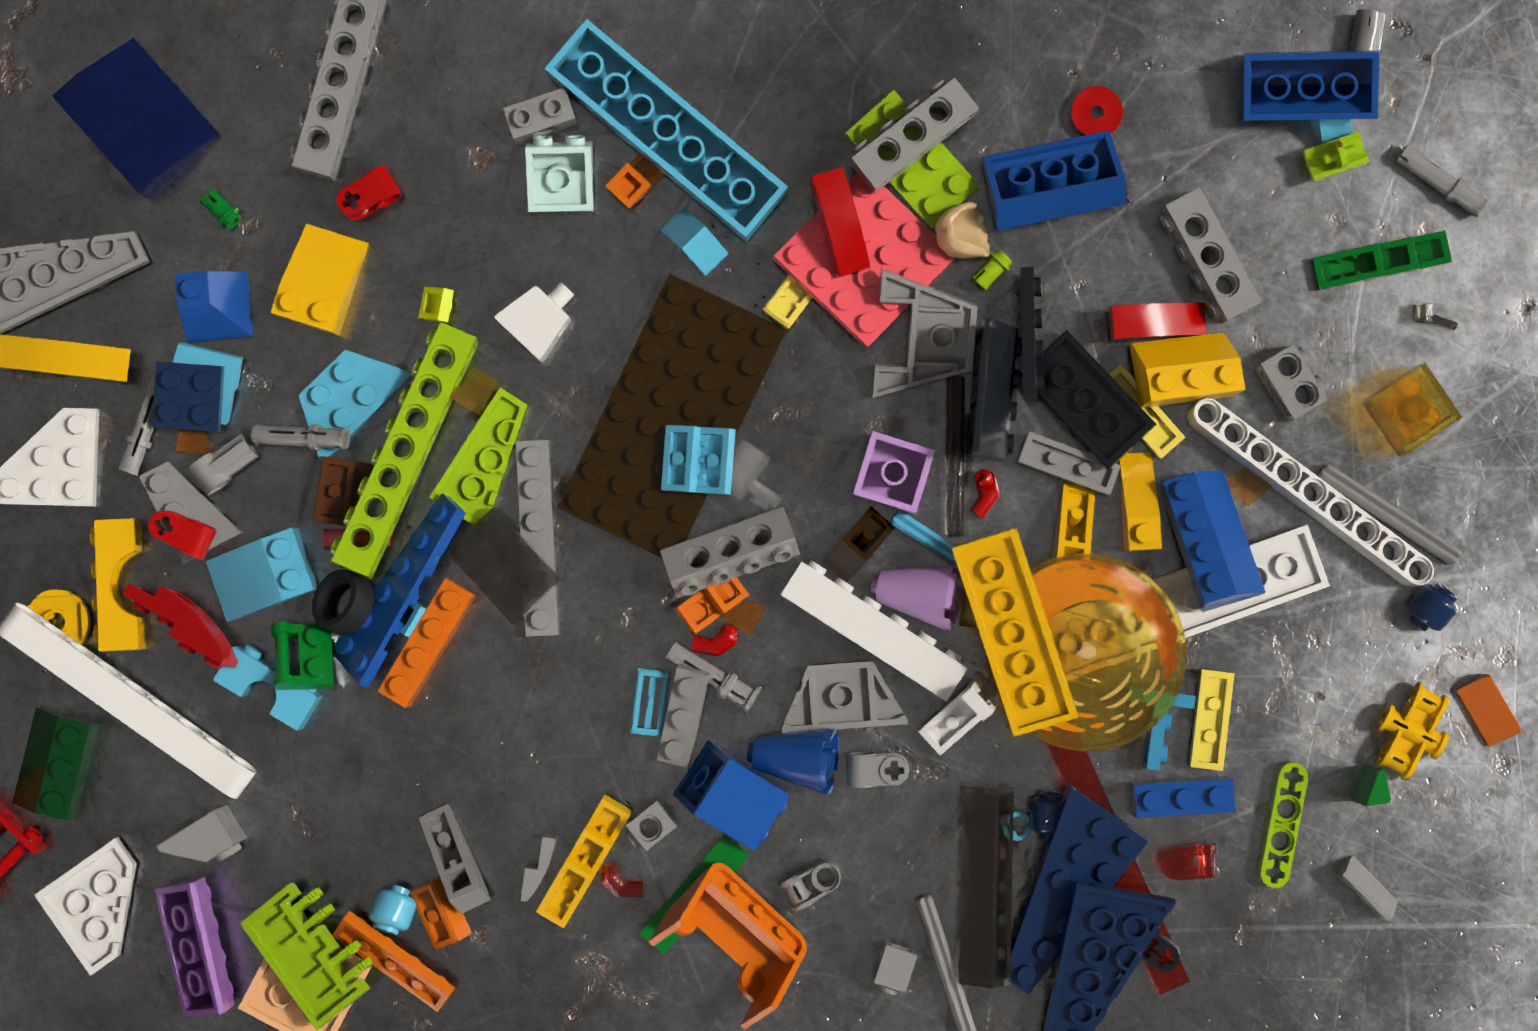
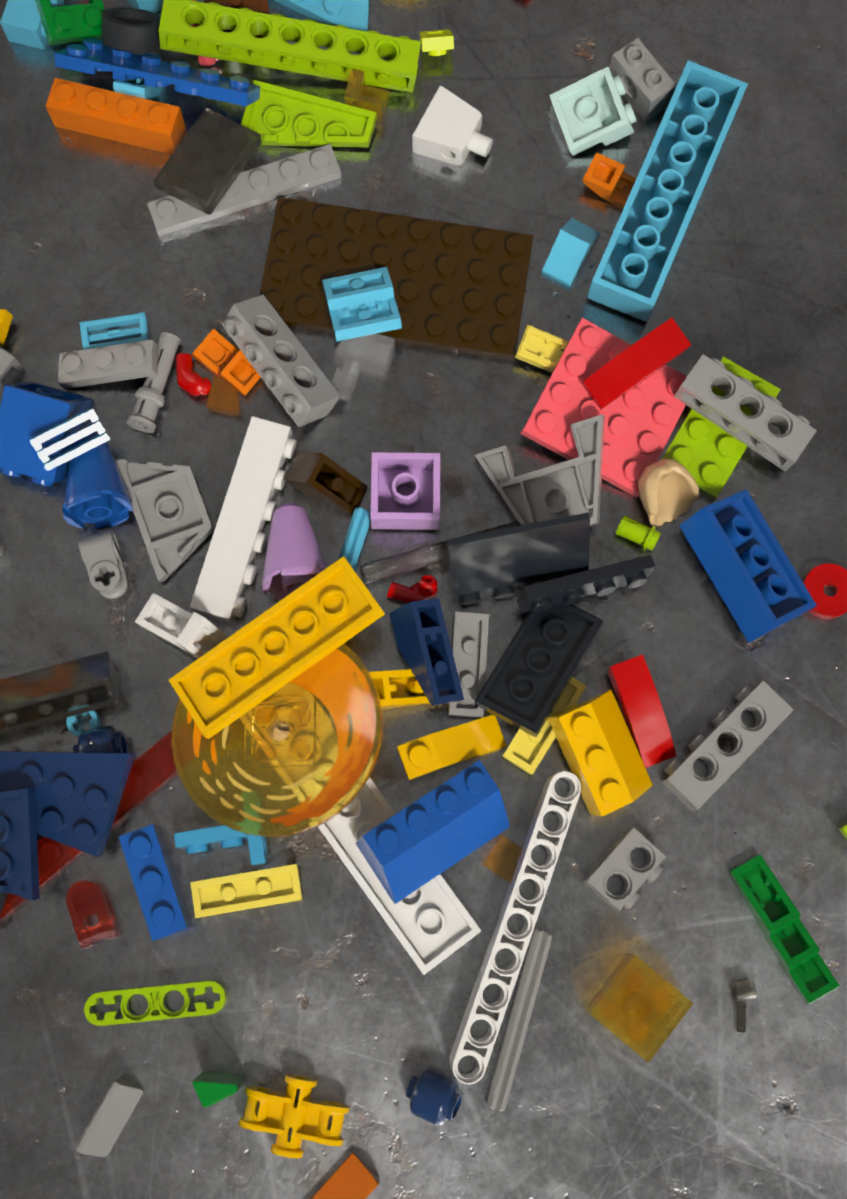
camera: 70 degrees right, 10 degrees down
(765, 765) = (75, 451): none -> tile
(1049, 497) = (427, 649): none -> dark blue slope

